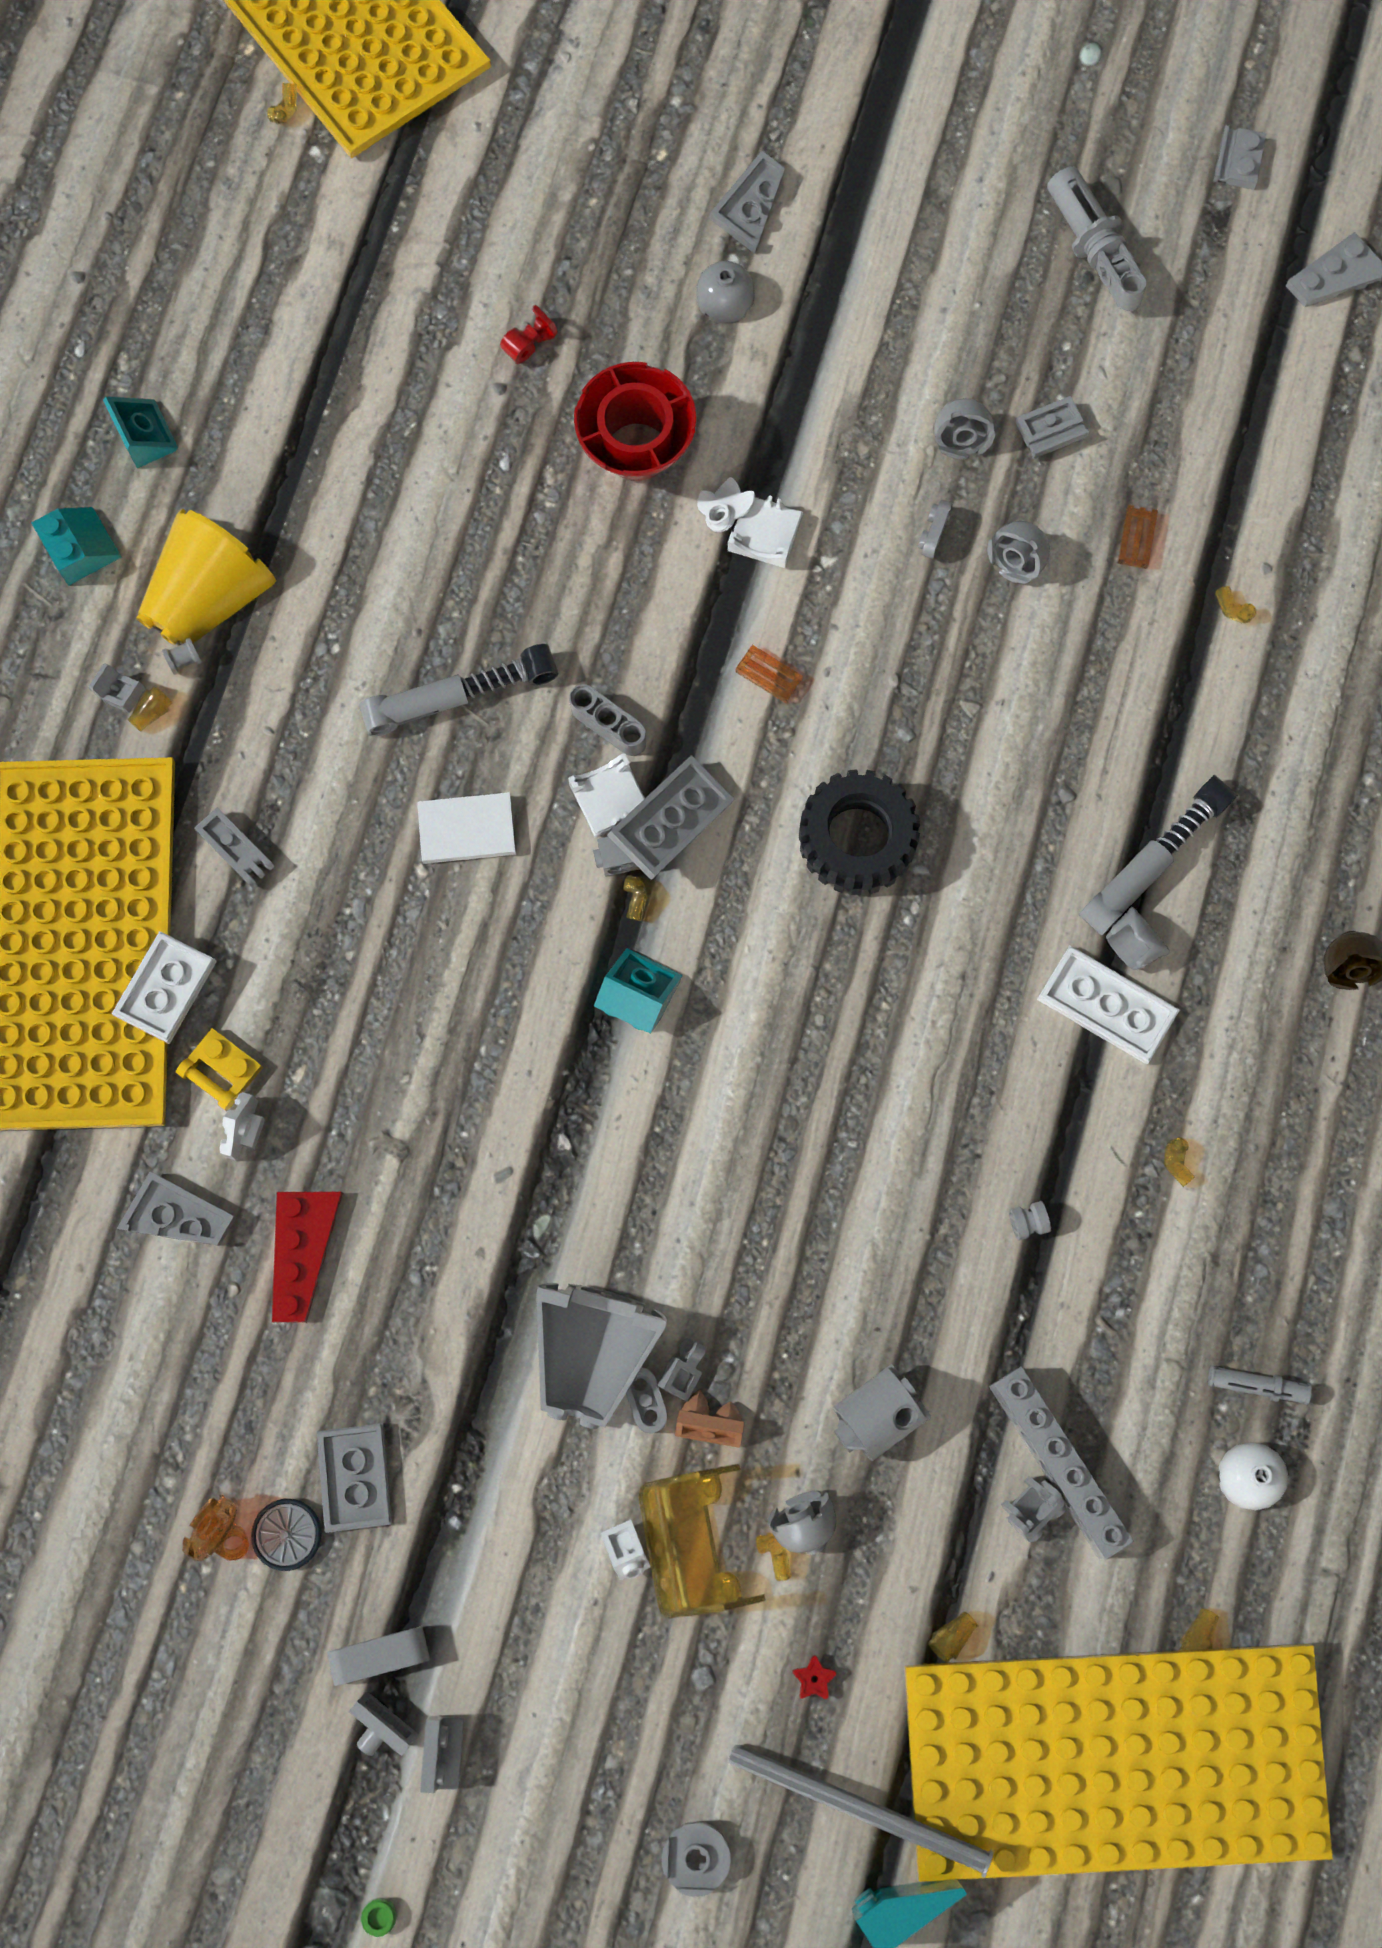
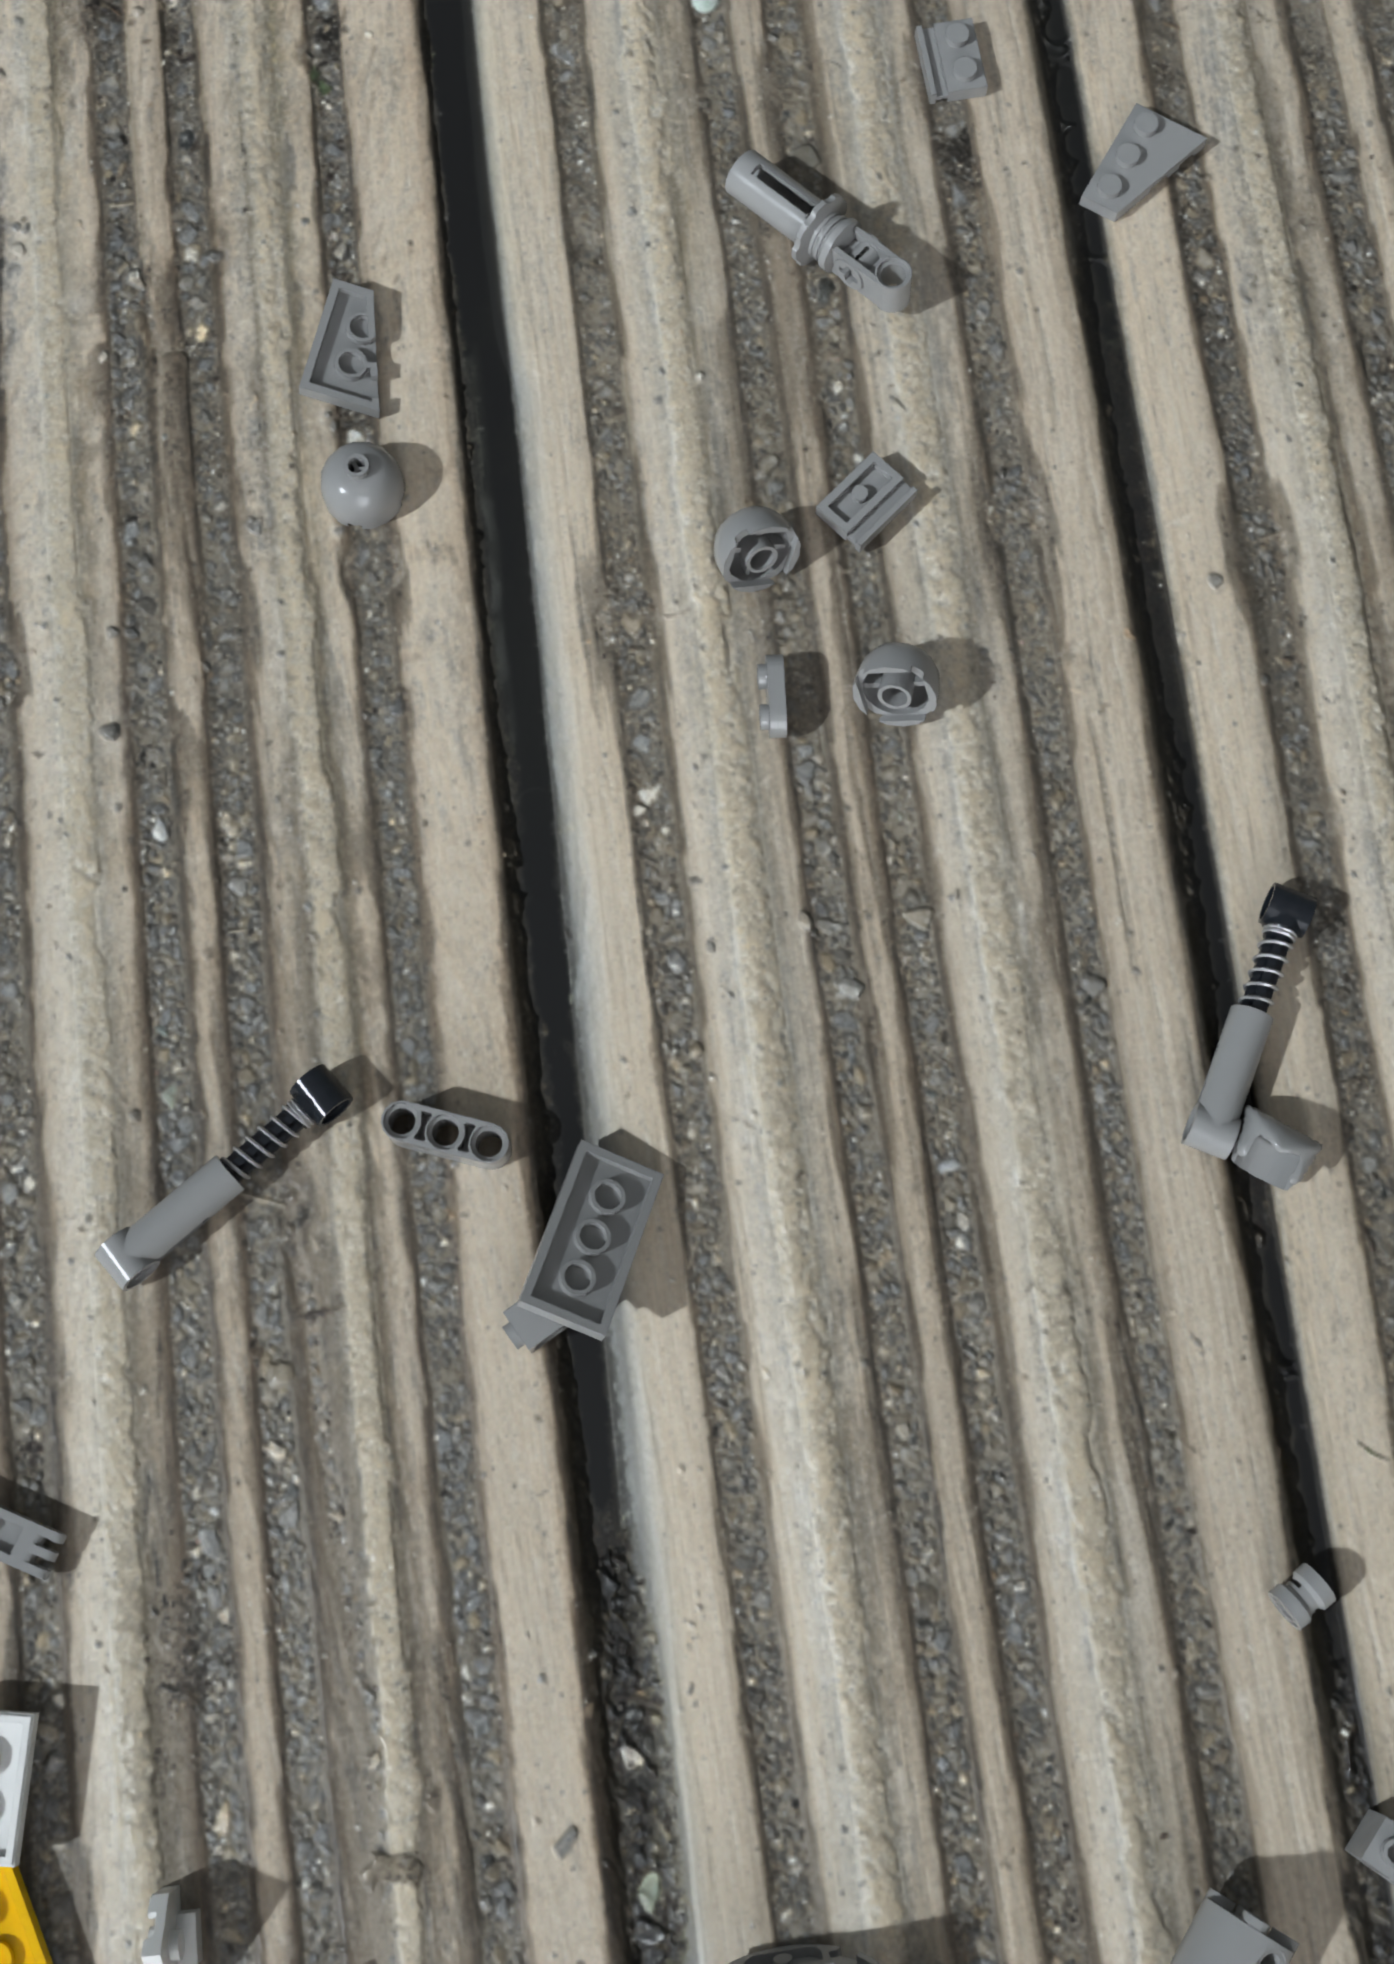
camera: 25 degrees left, 0 degrees up
(224, 1059) = (112, 1849): yellow plate -> none
(466, 828) = (313, 1366): white tile -> none
(520, 344) = (114, 661): red leg -> none
(607, 794) = (491, 1240): white piece -> none
(628, 396) = (300, 674): red cone -> none
(637, 990) = (645, 1499): teal slope -> none
(638, 898) = (591, 1366): clear yellow arm -> none
(726, 502) = (482, 768): white plate -> none
(763, 683) = (635, 997): clear orange tile -> none
(766, 532) = (550, 787): white piece -> none
(868, 794) = (885, 1105): black tyre -> none
(1108, 1004) = (1271, 1249): white tile -> none
(1142, 514) = (1030, 571): clear orange tile -> none
(1233, 610) = (1200, 652): clear yellow arm -> none

